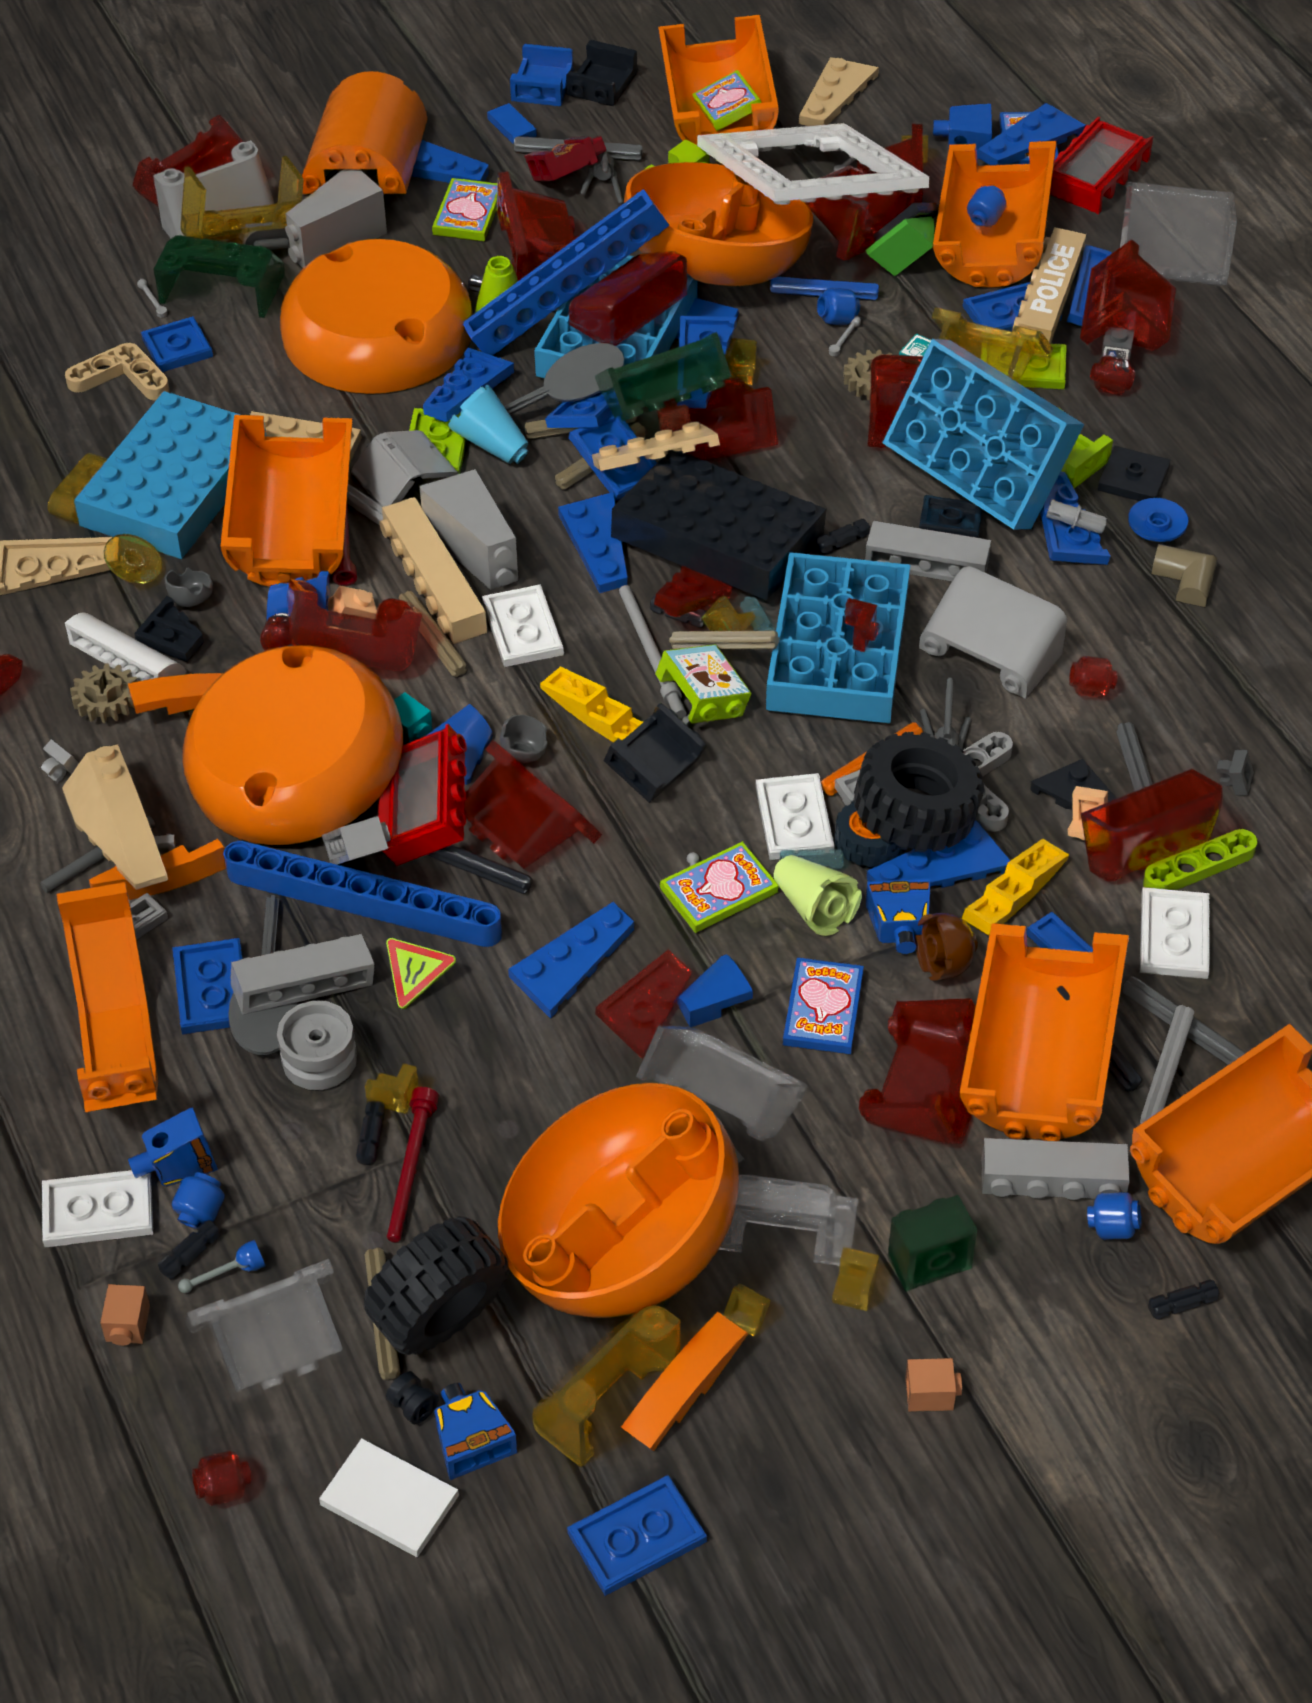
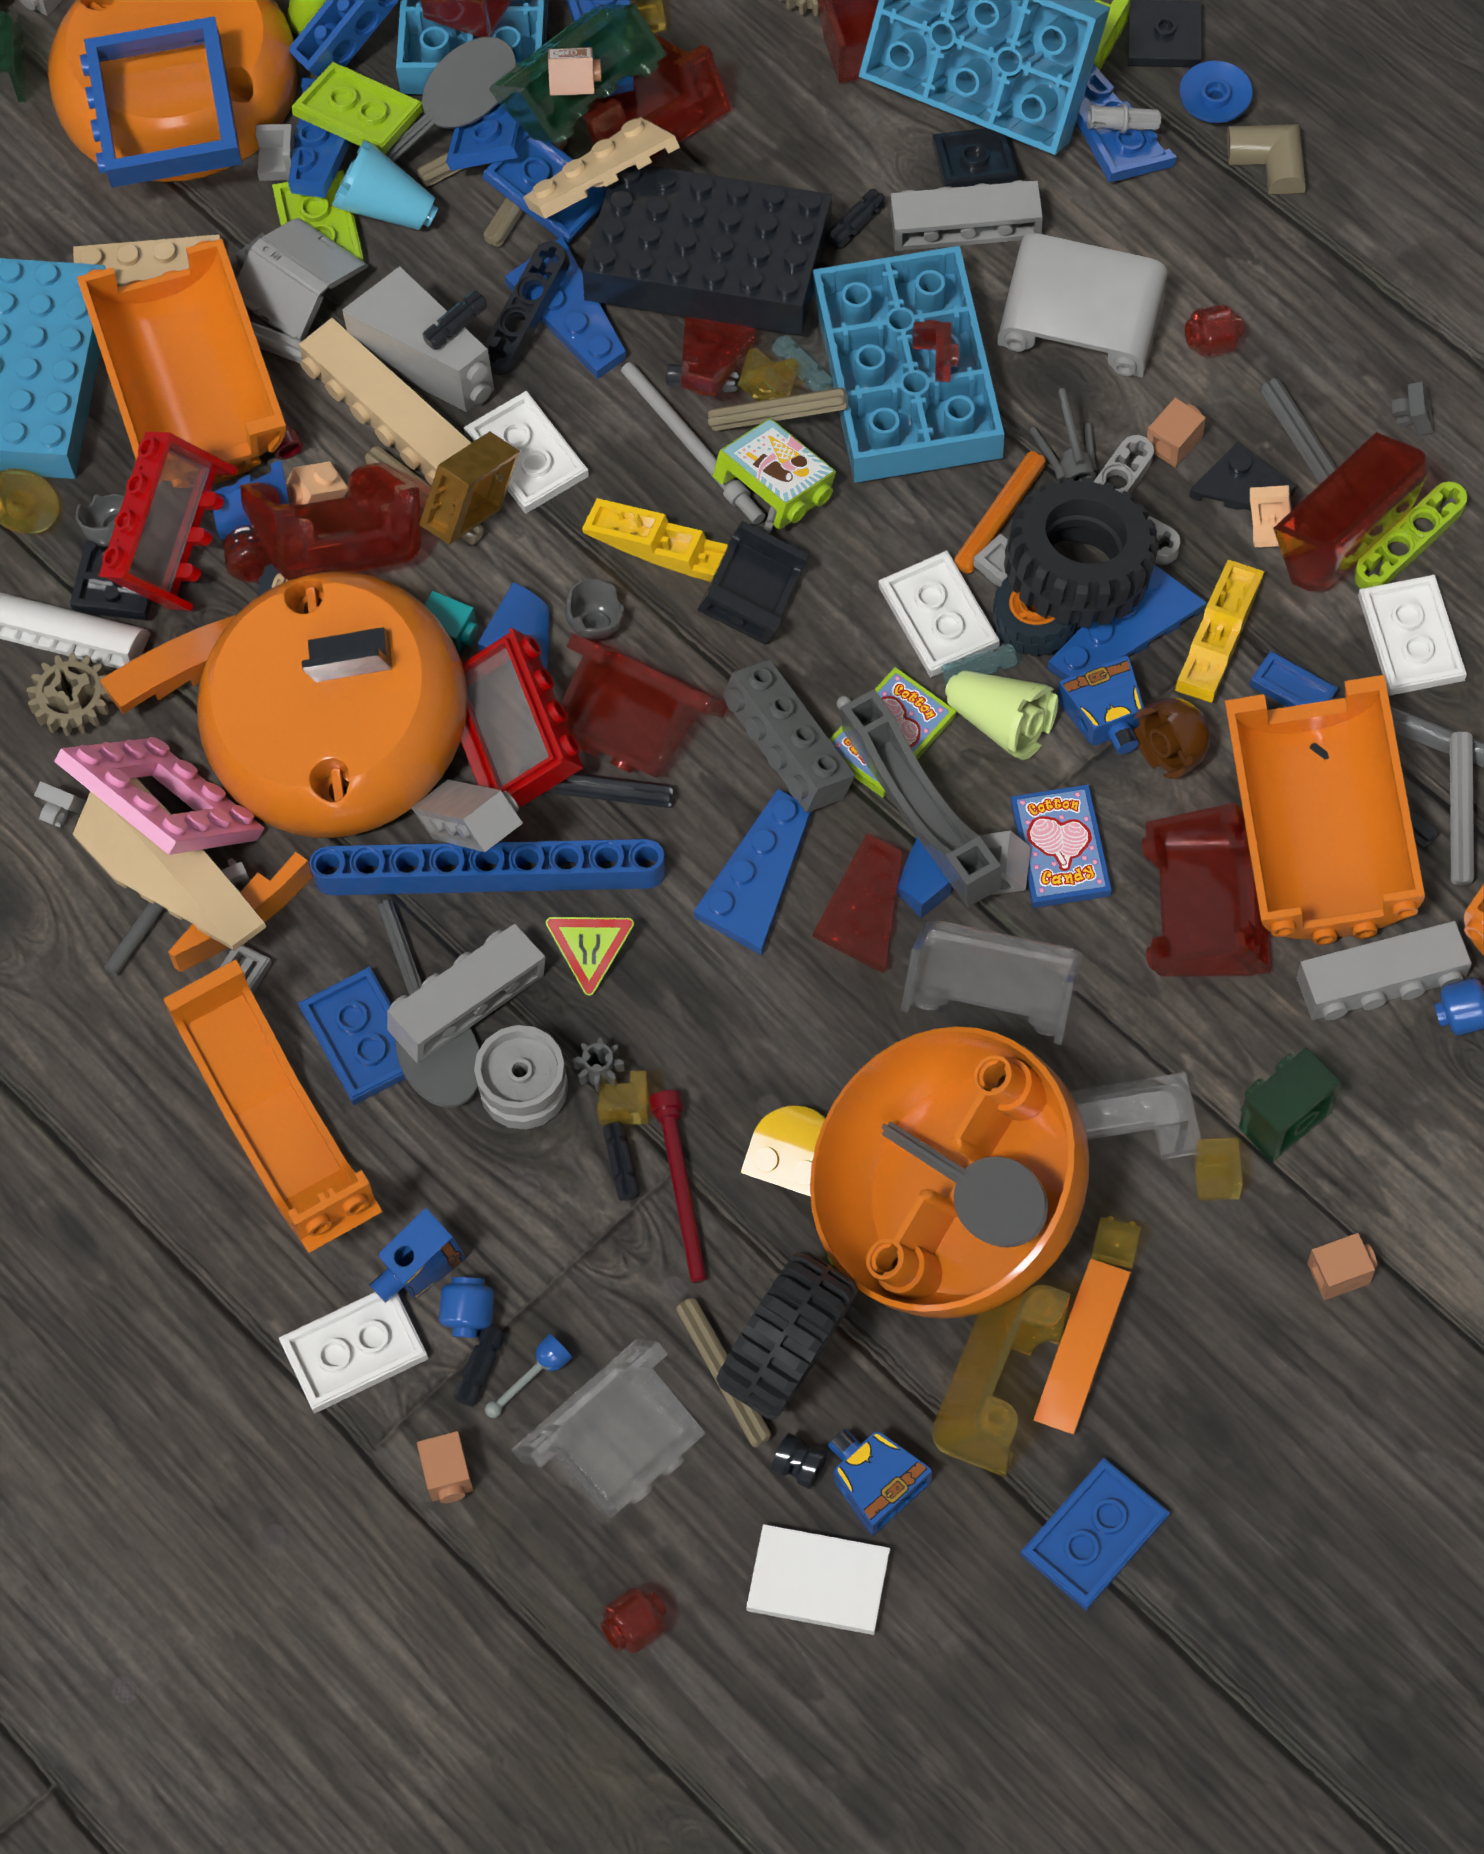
camera: 15 degrees left, 15 degrees up
(162, 795) = (107, 774): none -> bright pink plate
(224, 587) = (163, 518): none -> window
(309, 701) = (348, 655): none -> black panel
(349, 363) = (170, 161): none -> blue window
(383, 1055) = (600, 1054): none -> dark grey gear
(426, 381) = (275, 151): none -> light grey panel
(437, 634) = (469, 487): none -> pearl gold window
(498, 368) = (357, 108): none -> lime tile
(498, 511) = (454, 320): none -> black axle
(499, 1156) = (785, 1147): none -> slope
(559, 525) = (530, 309): none -> black beam
(635, 865) = (788, 736): none -> dark grey brick
(643, 1221) = (992, 1196): none -> dark grey piece
(658, 374) = (572, 71): none -> brick
(726, 962) = (949, 841): none -> dark grey arch
(775, 999) = (1013, 857): none -> light grey panel
(1035, 738) = (1176, 431): none -> nougat brick

